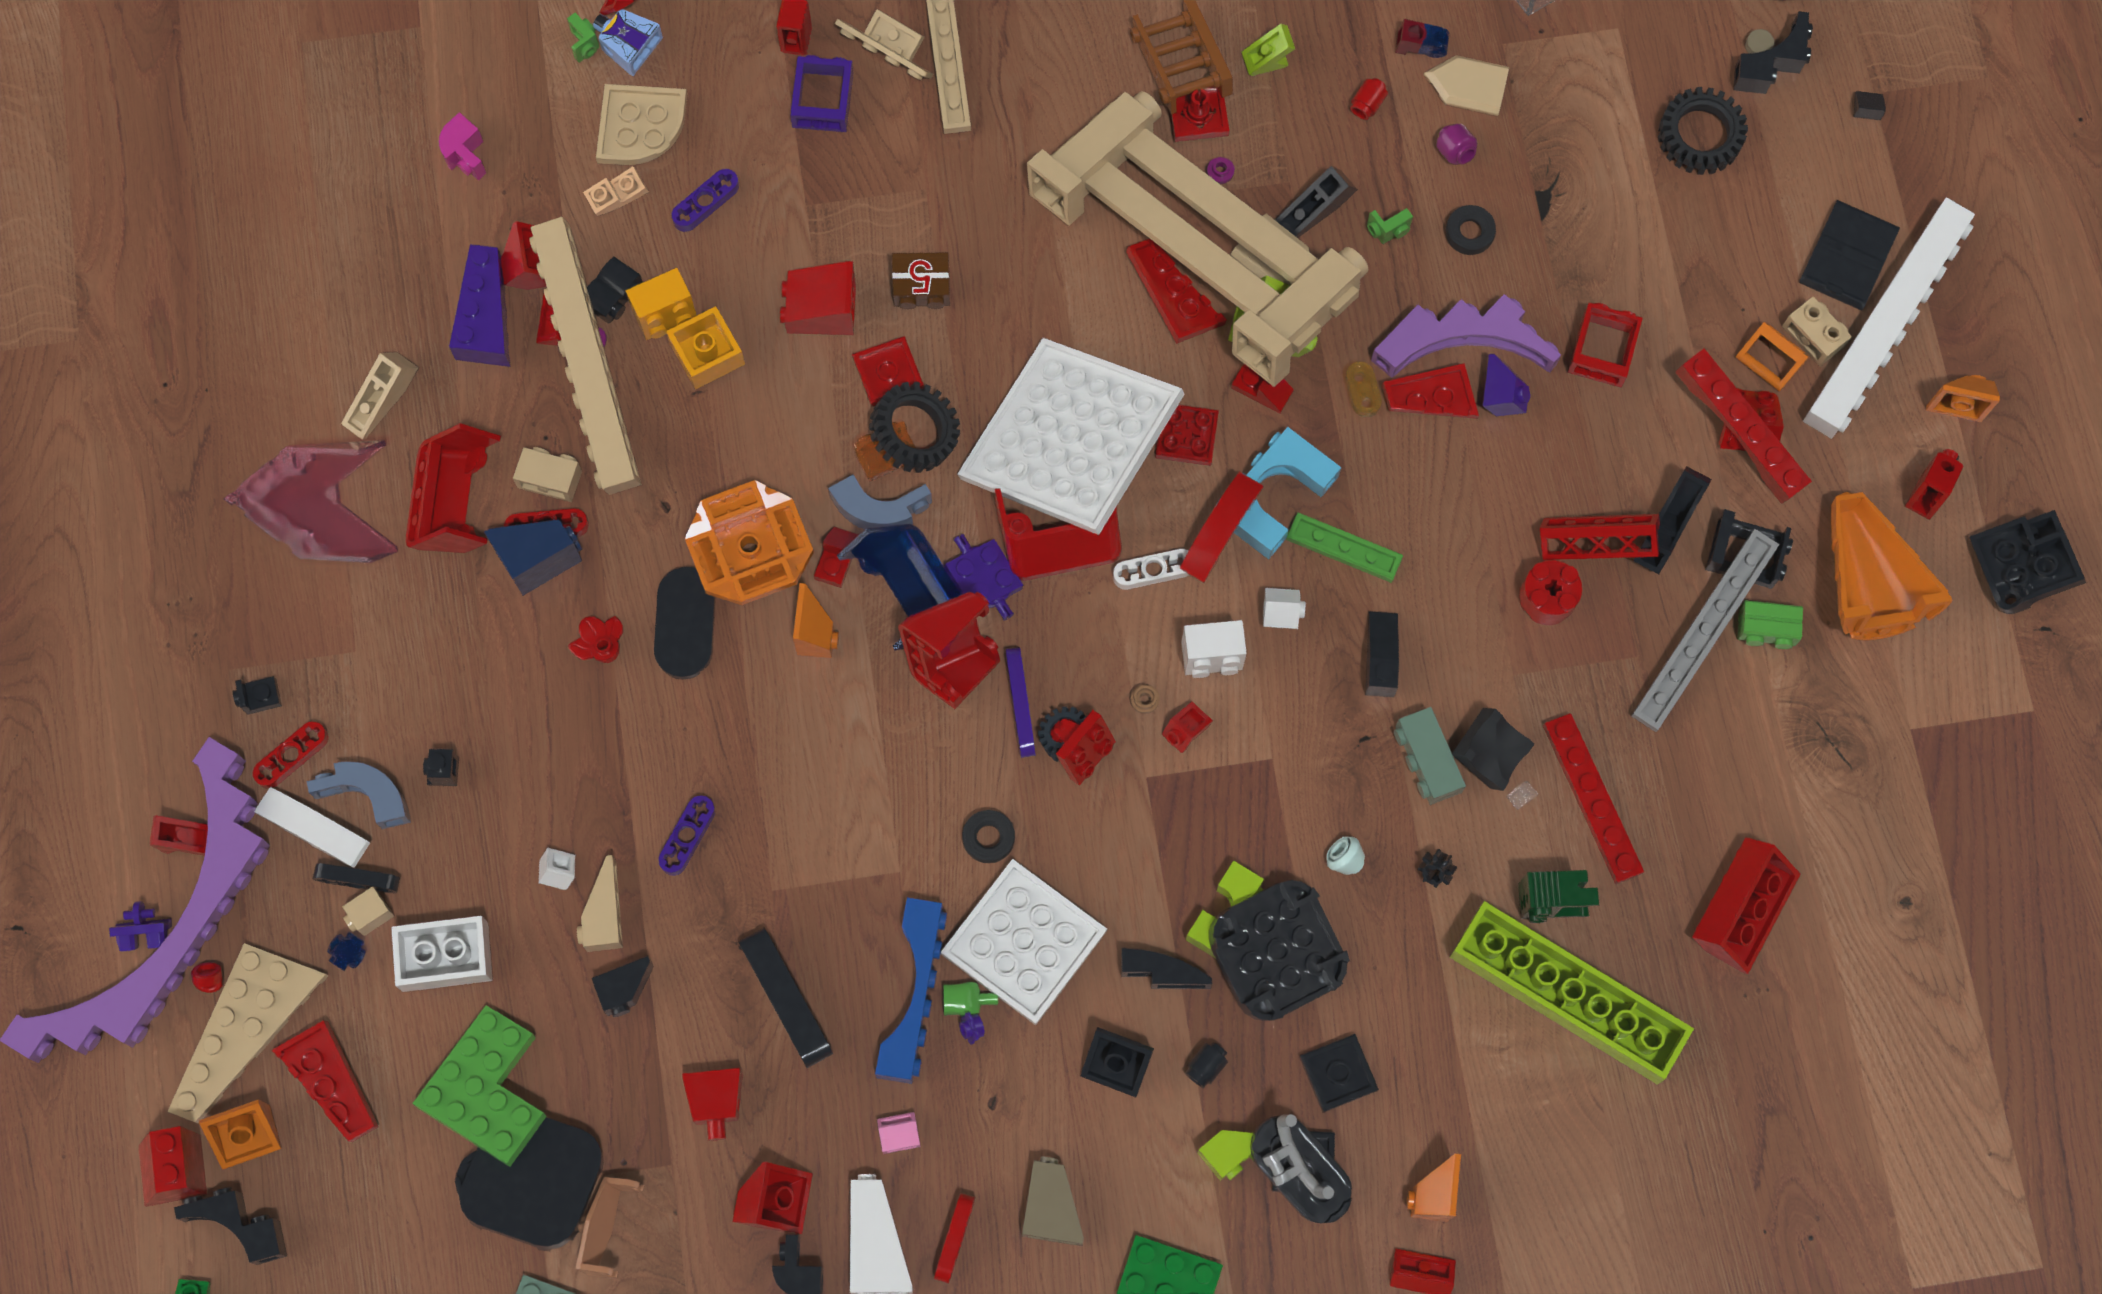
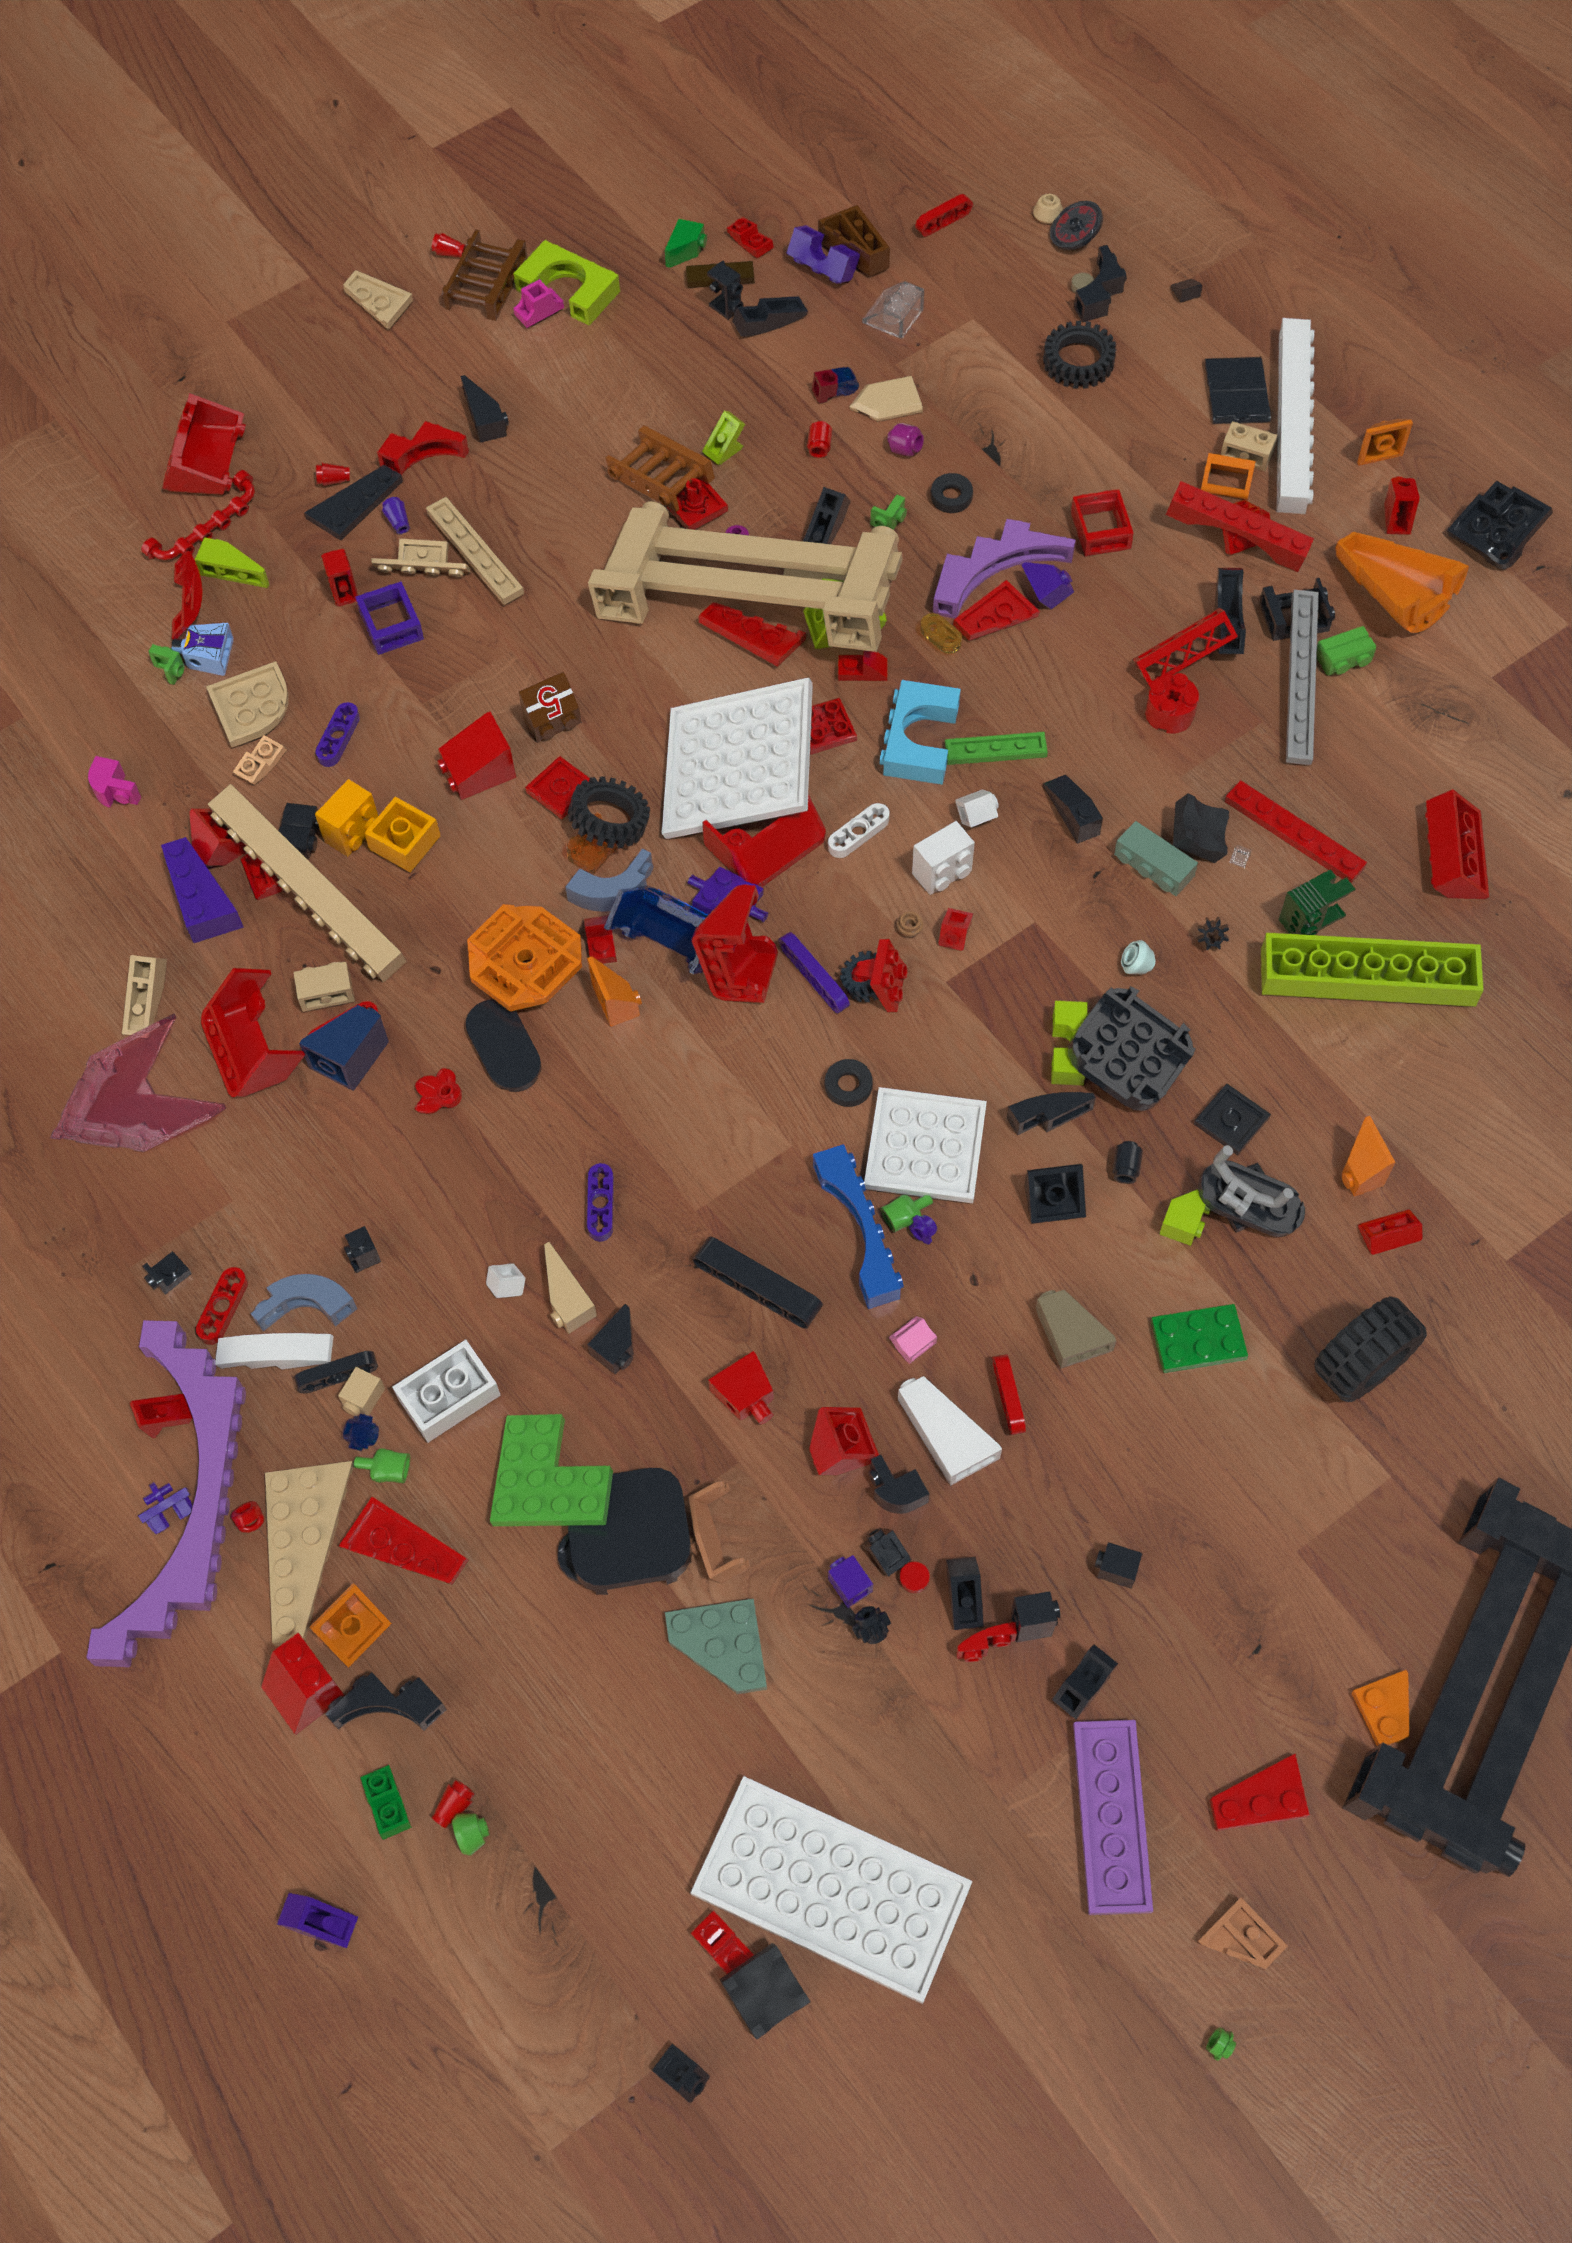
camera: 25 degrees left, 10 degrees down
(354, 994) = (386, 1466): none -> bright green piece
(1220, 526) = (895, 772): red slope -> none

